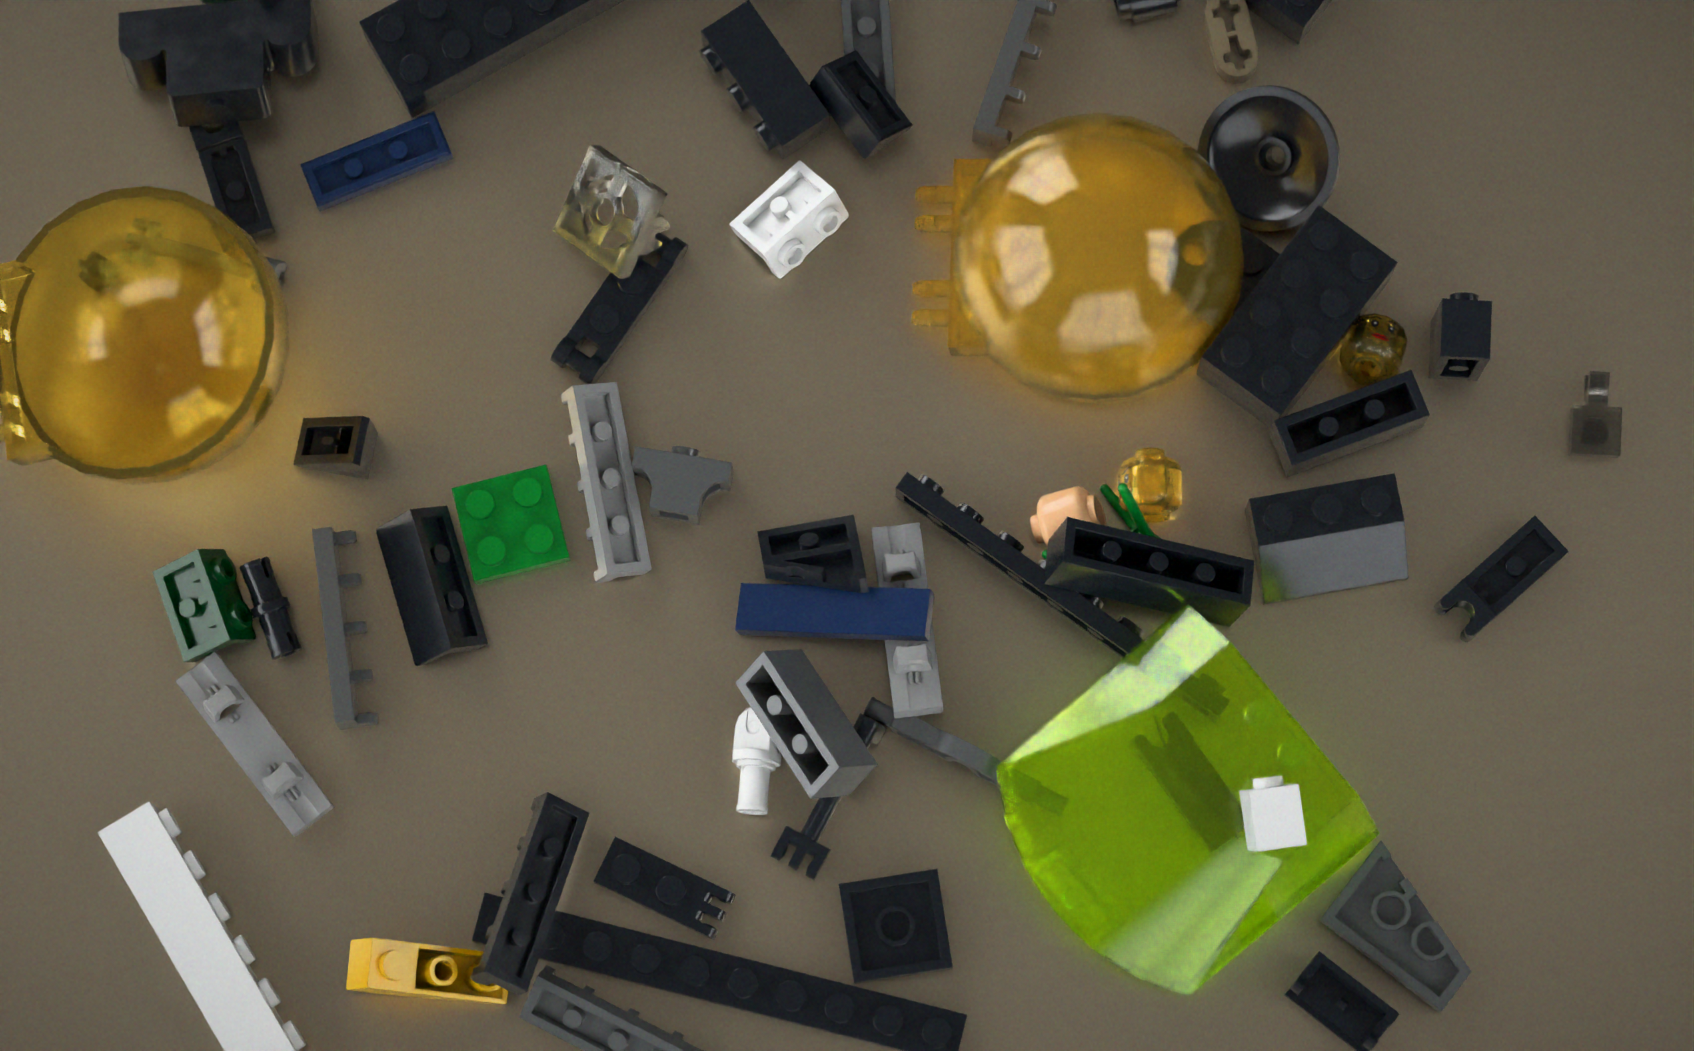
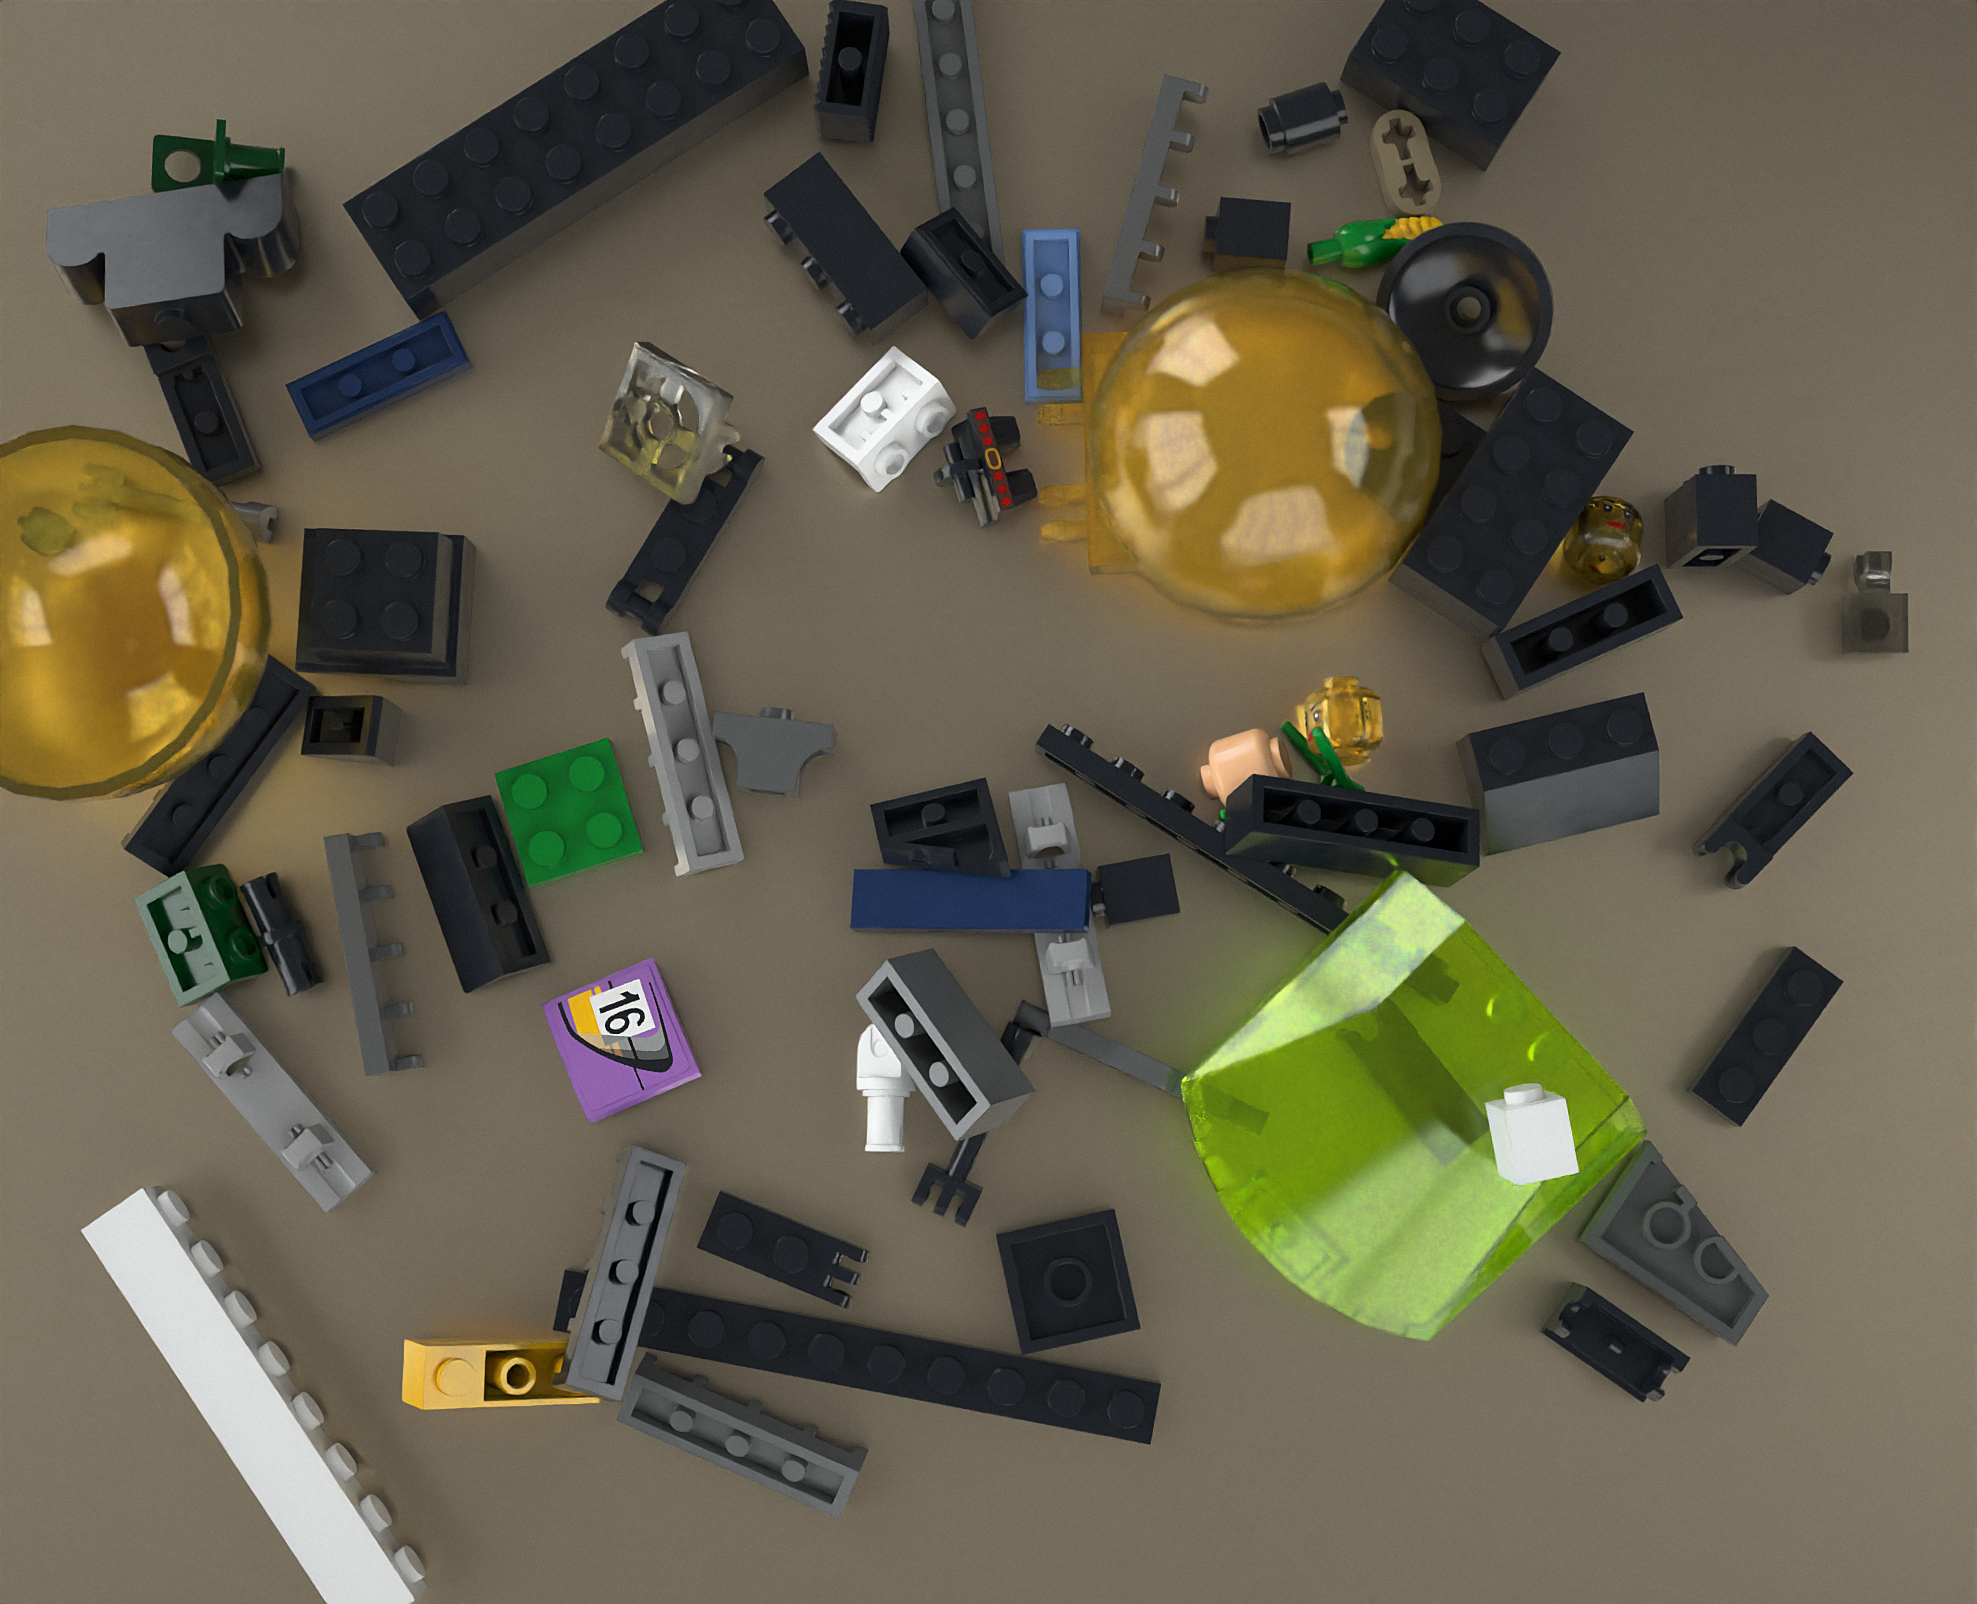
camera: 10 degrees left, 5 degrees up
(211, 493) = (197, 800): none -> black hinge
(373, 345) = (386, 605): none -> black piece
(542, 710) = (621, 1040): none -> slope
(862, 262) = (978, 469): none -> black hips
(931, 137) = (1051, 310): none -> medium blue tile
(969, 613) = (1135, 891): none -> black brick
(1095, 85) = (1247, 234): none -> black brick
(1196, 96) = (1369, 241): none -> green piece
(1484, 763) = (1764, 1036): none -> black plate
(1522, 365) = (1787, 550): none -> black brick

